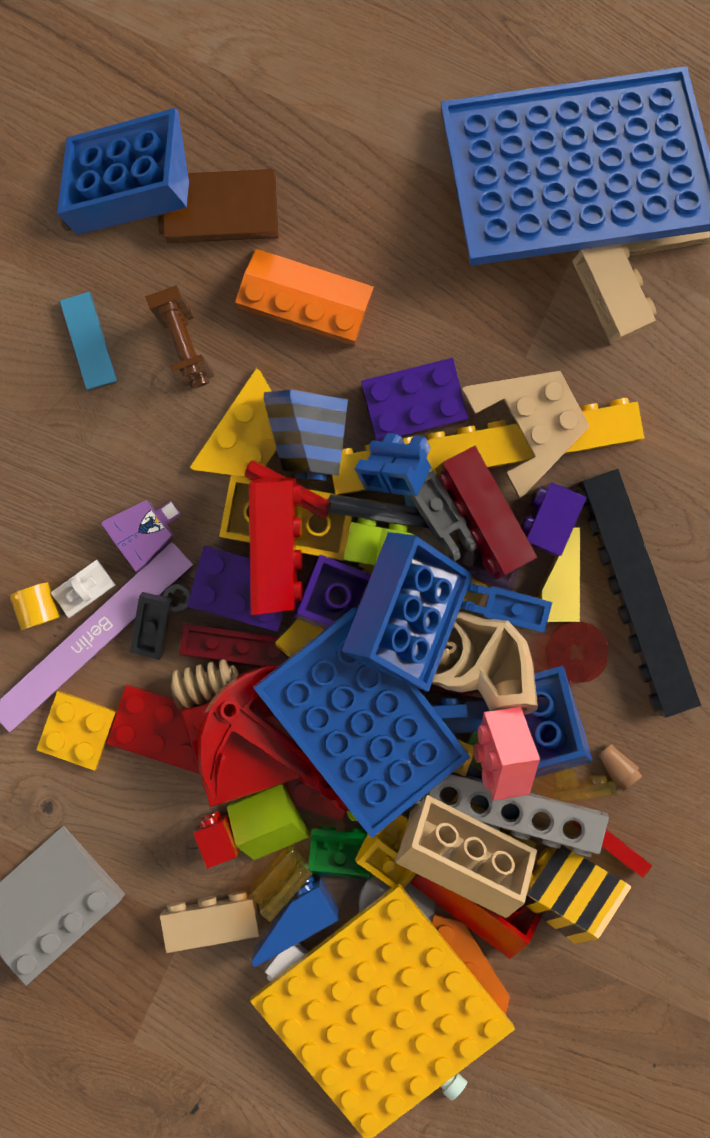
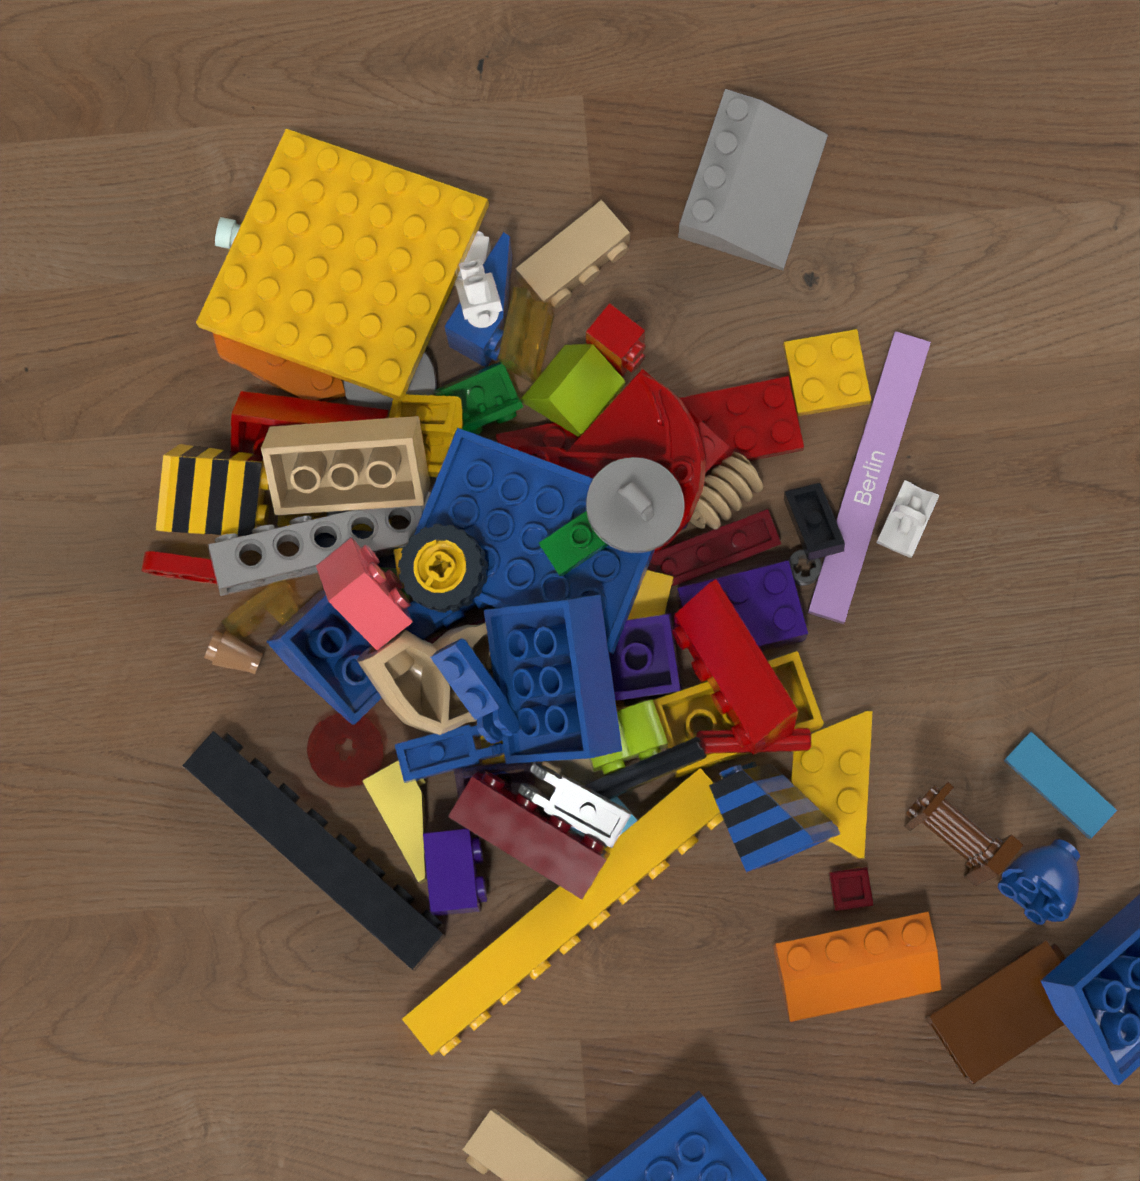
camera: 150 degrees right, 10 degrees down
(34, 606) = (947, 472): yellow piece -> none
(137, 276) = (1044, 882): none -> blue piece
(142, 531) = (882, 614): medium lavender torso -> none
(277, 703) = (635, 505): none -> light grey shield
(278, 353) = (850, 889): none -> dark red tile
(301, 929) = (478, 294): none -> white hips
(329, 702) = (572, 545): none -> green plate
(395, 465) = (654, 828): blue hips -> none
(415, 400) = (674, 918): dark purple brick -> none
(440, 738) = (443, 568): none -> black wheel
(466, 635) = (476, 690): none -> blue hinge
(544, 415) = (526, 981): tan wing -> none

